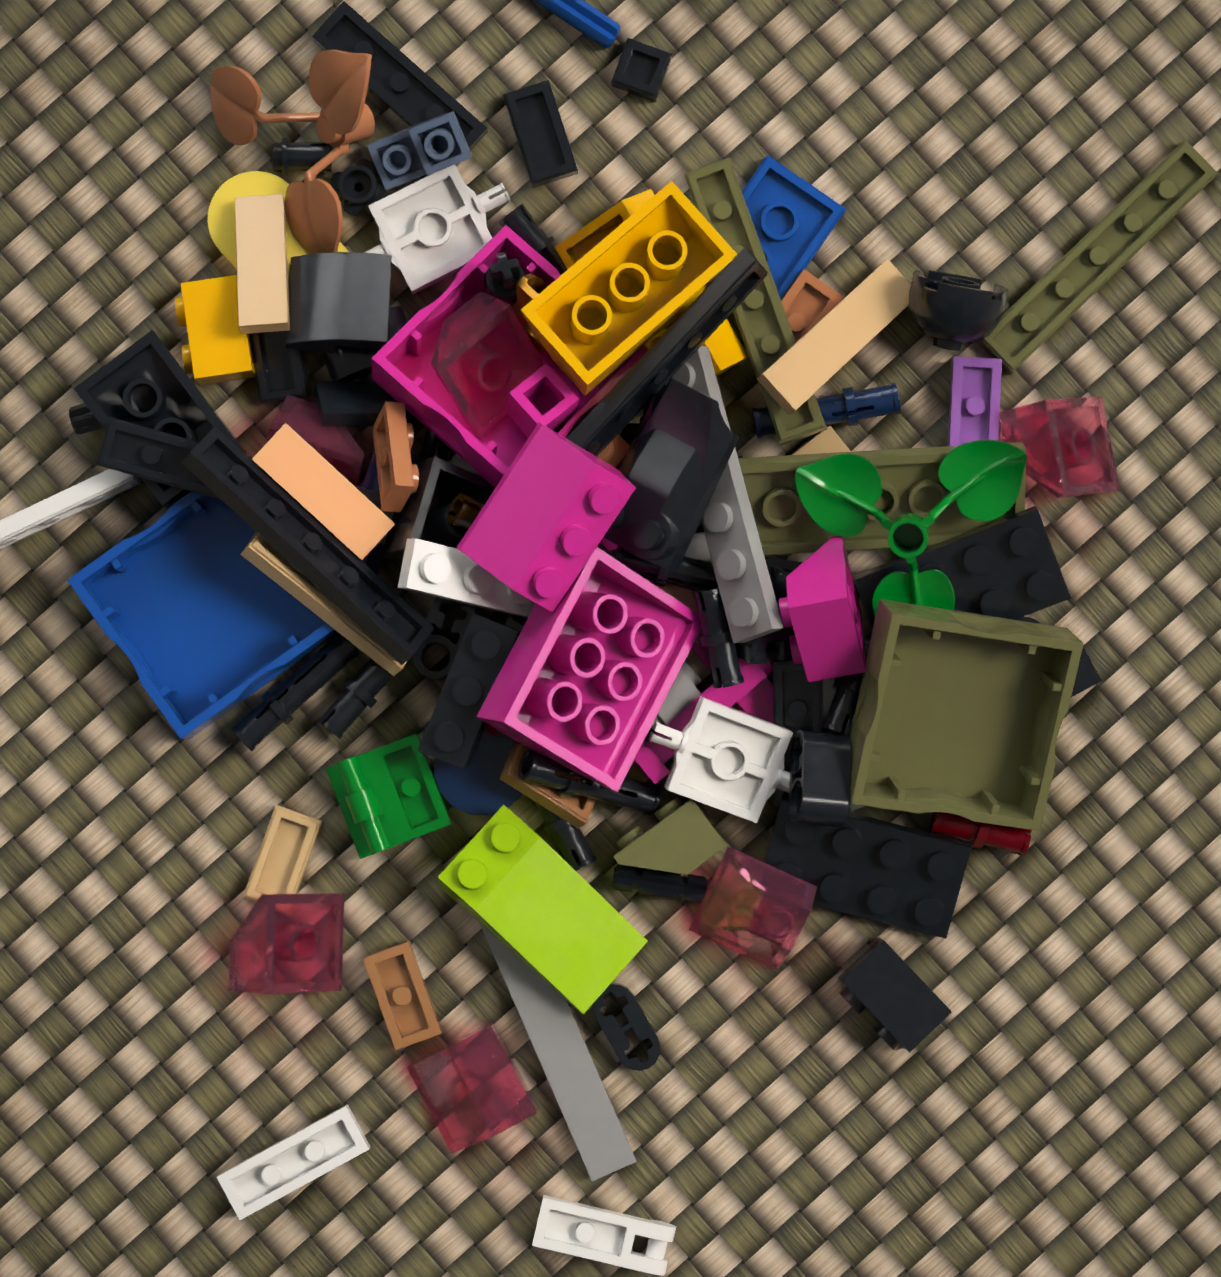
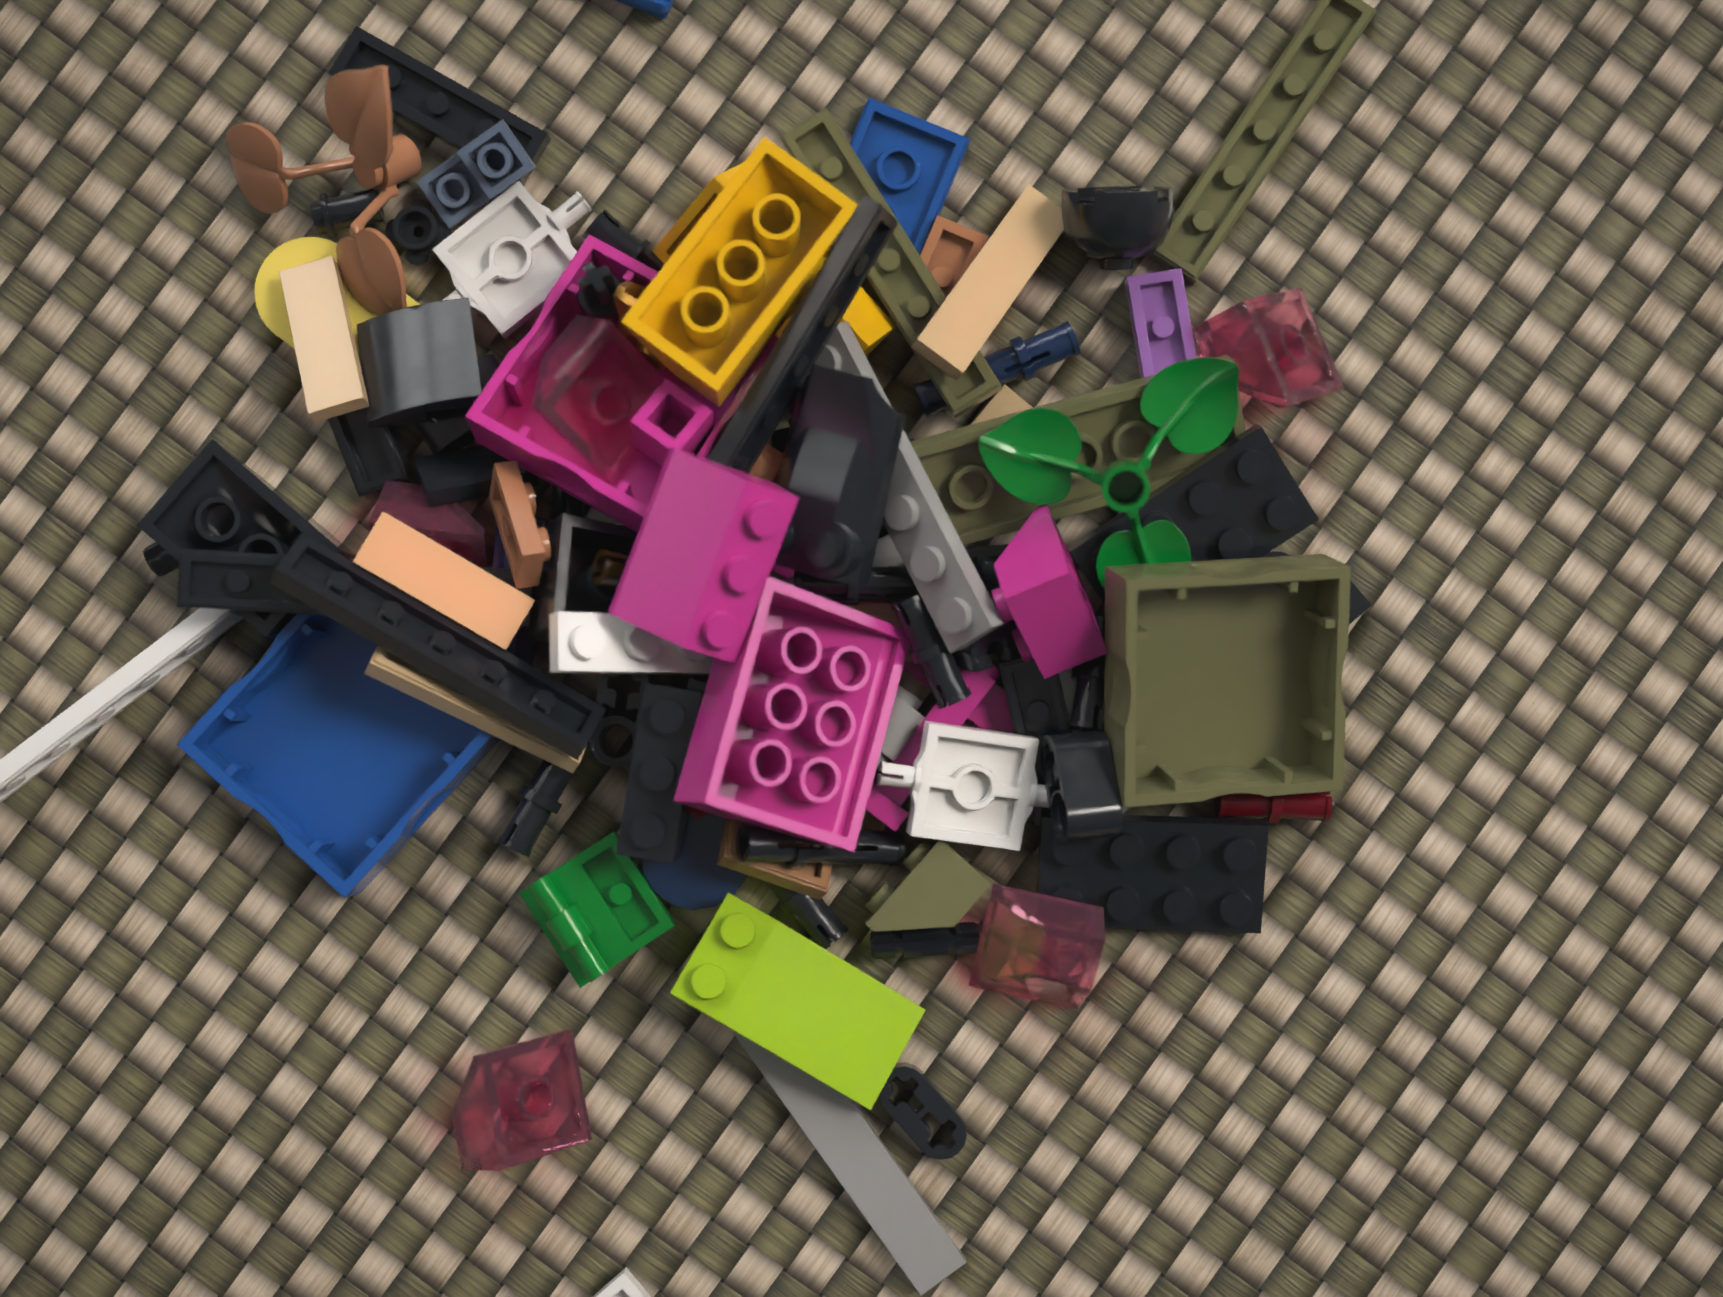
camera: 10 degrees left, 0 degrees up
(215, 346) = (292, 445): yellow brick -> none
(283, 854) = (493, 1000): tan tile -> none
(296, 690) = (459, 823): black pin -> none
(402, 995) = (661, 1131): medium nougat plate -> none
(473, 1088) = (765, 1219): clear pink slope -> none
(540, 134) = (610, 129): black tile -> none
(641, 69) = (707, 33): black tile -> none
(893, 995) = (1215, 1011): black brick -> none

